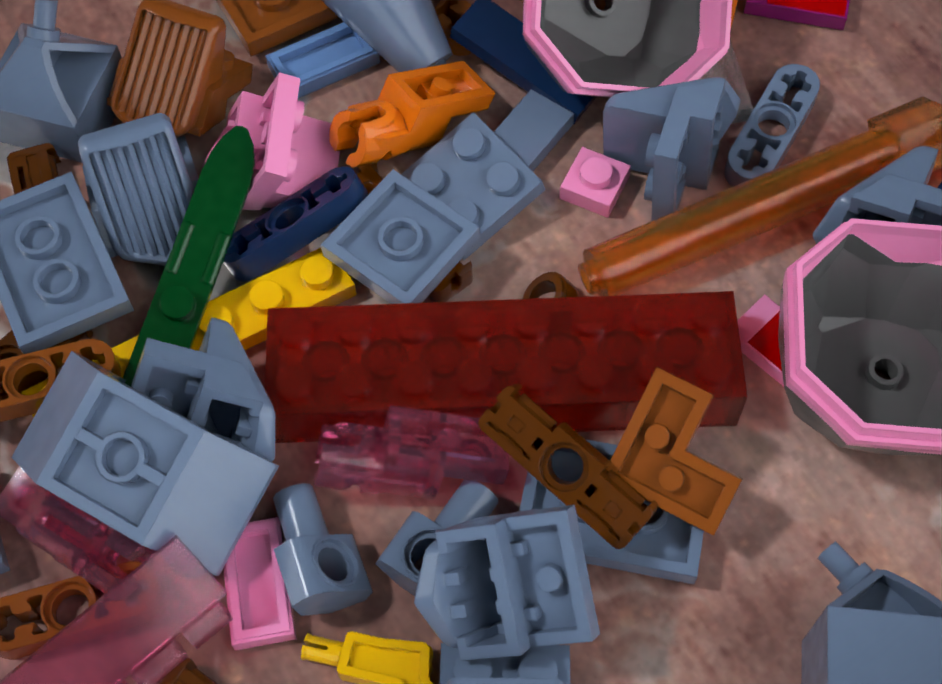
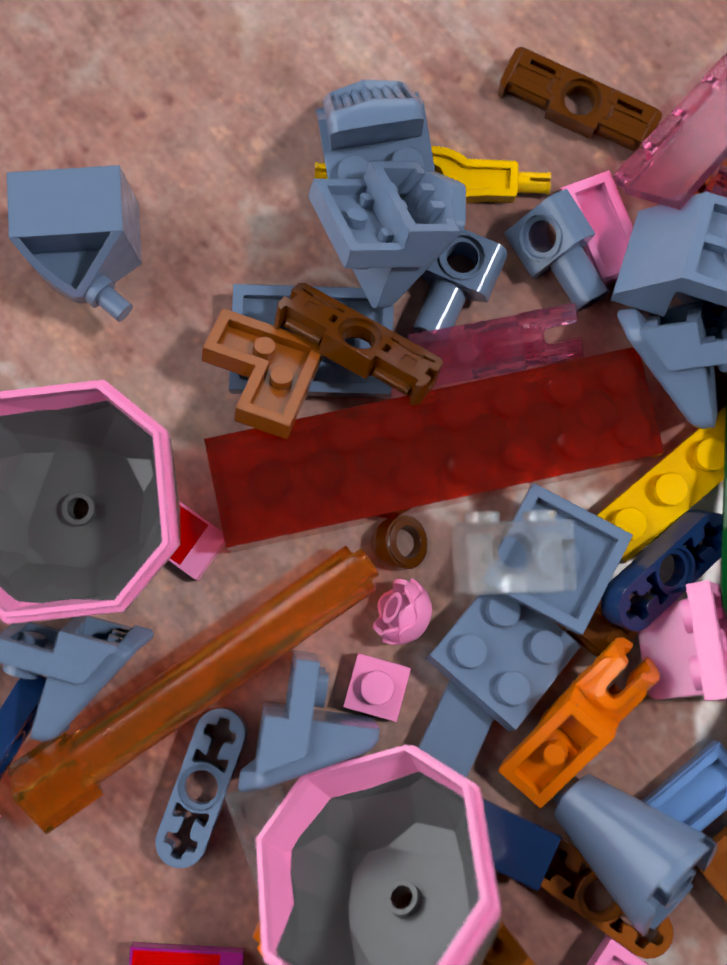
camera: 165 degrees right, 20 degrees up
(426, 205) = (548, 562): none -> clear brick
(560, 230) = (403, 612): none -> bright pink plate

